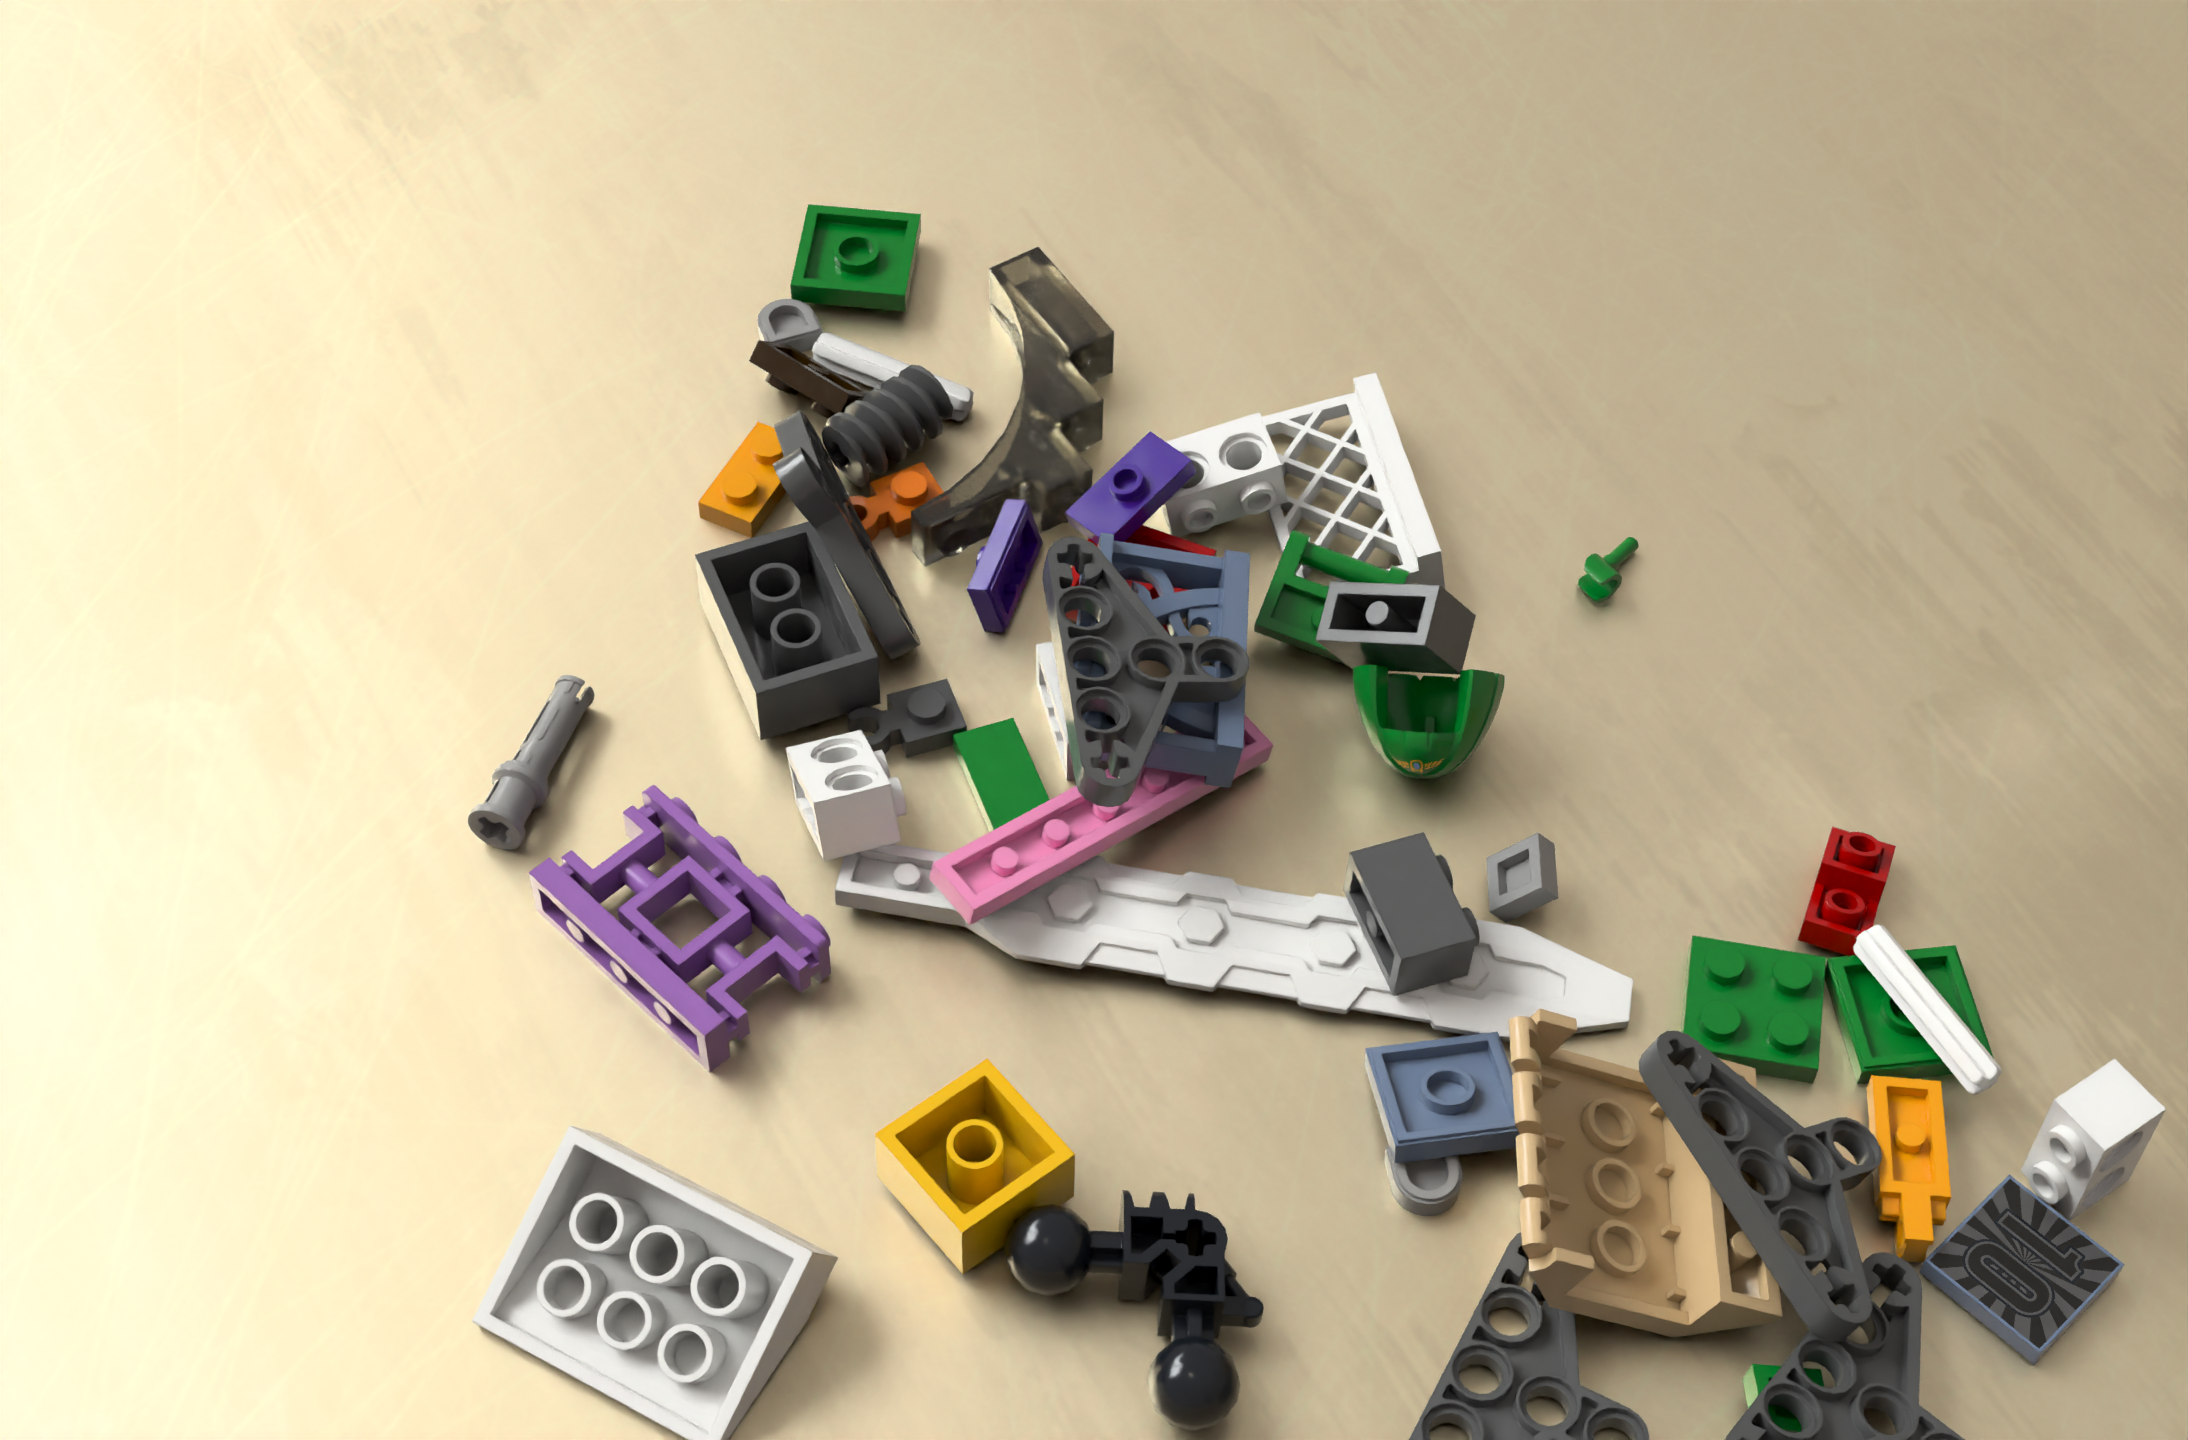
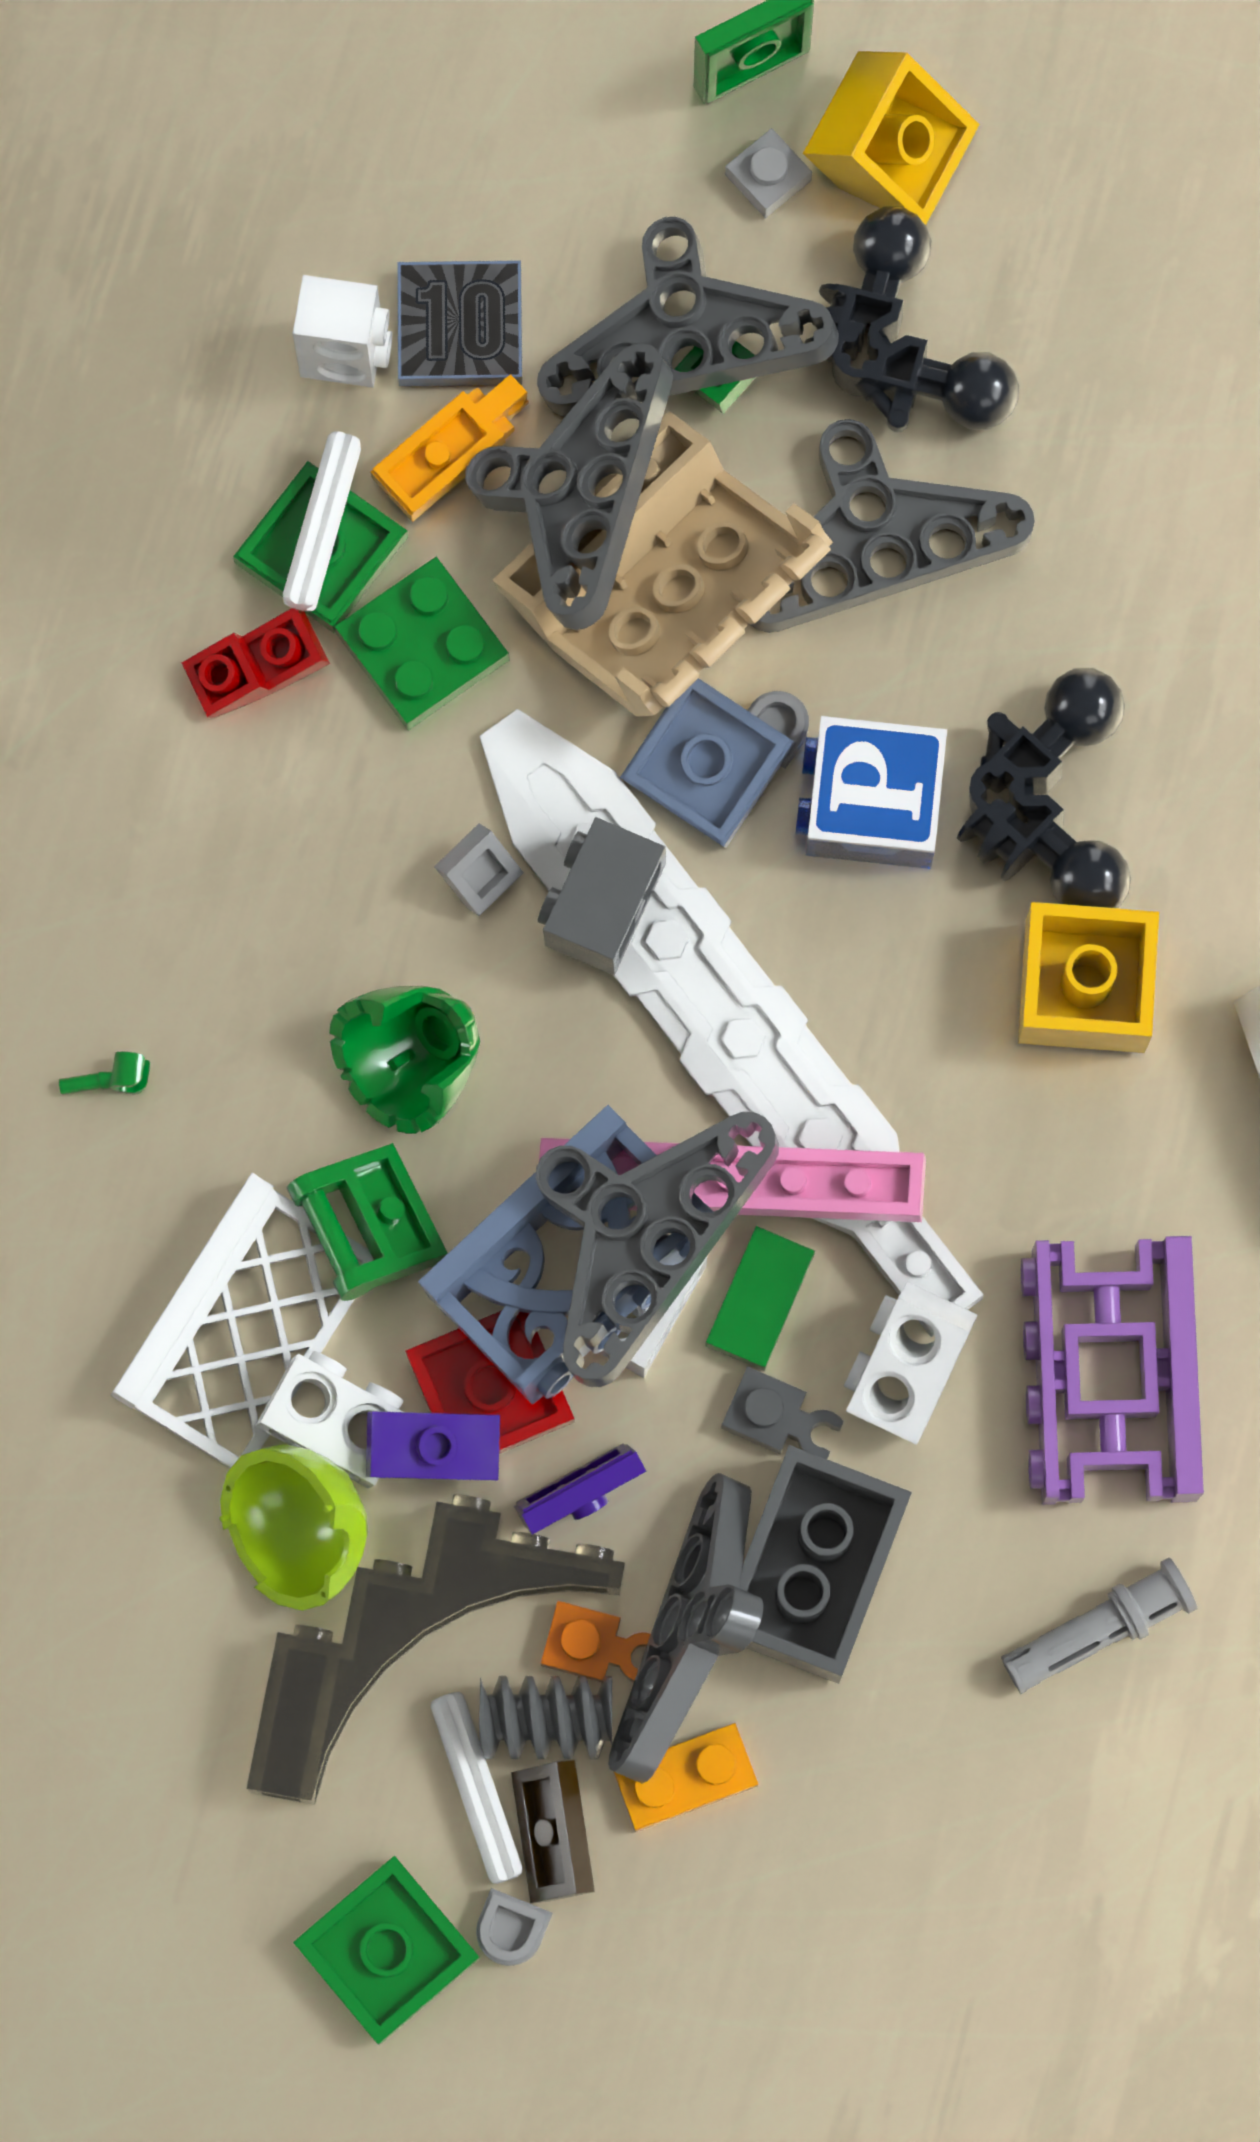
camera: 135 degrees left, 25 degrees up
(1166, 399) = (294, 1524): none -> lime cylinder
(1291, 1175) = (873, 792): none -> piece
(1396, 626) = (383, 1110): dark grey brick -> none

